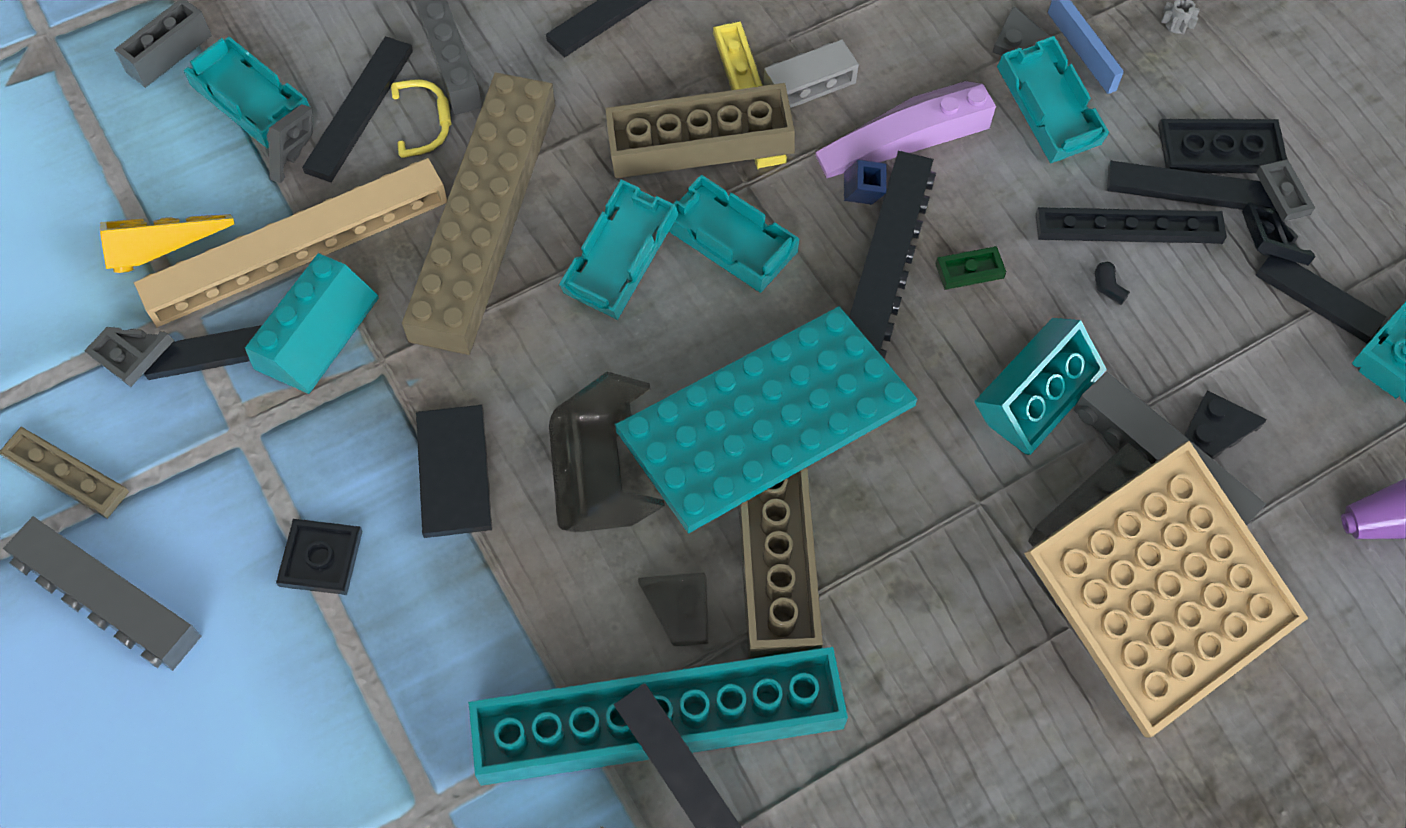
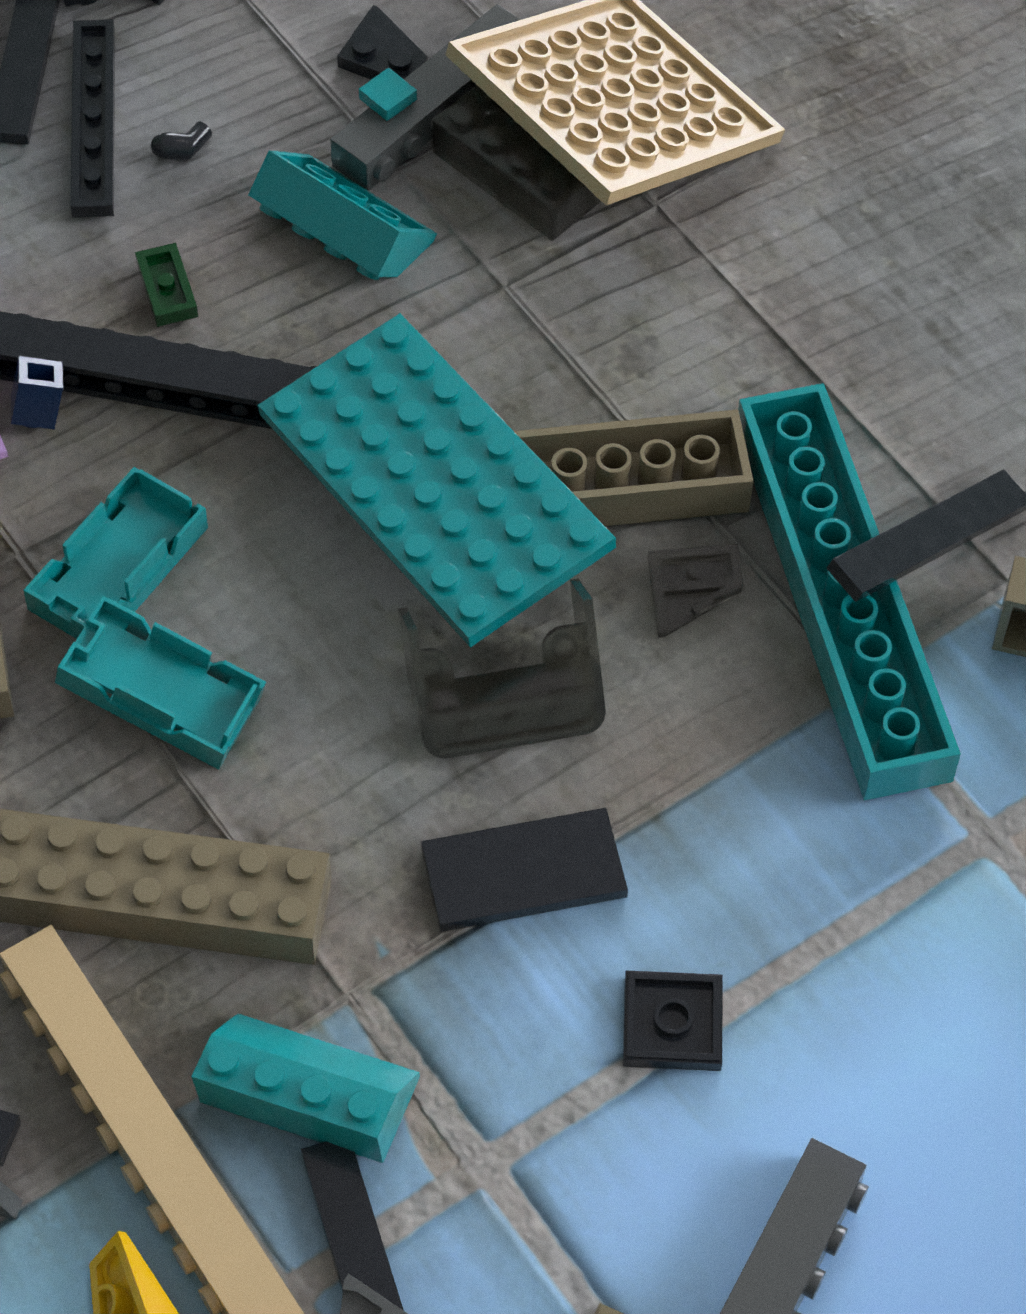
camera: 95 degrees left, 5 degrees down
(1152, 410) = (387, 94): none -> teal tile

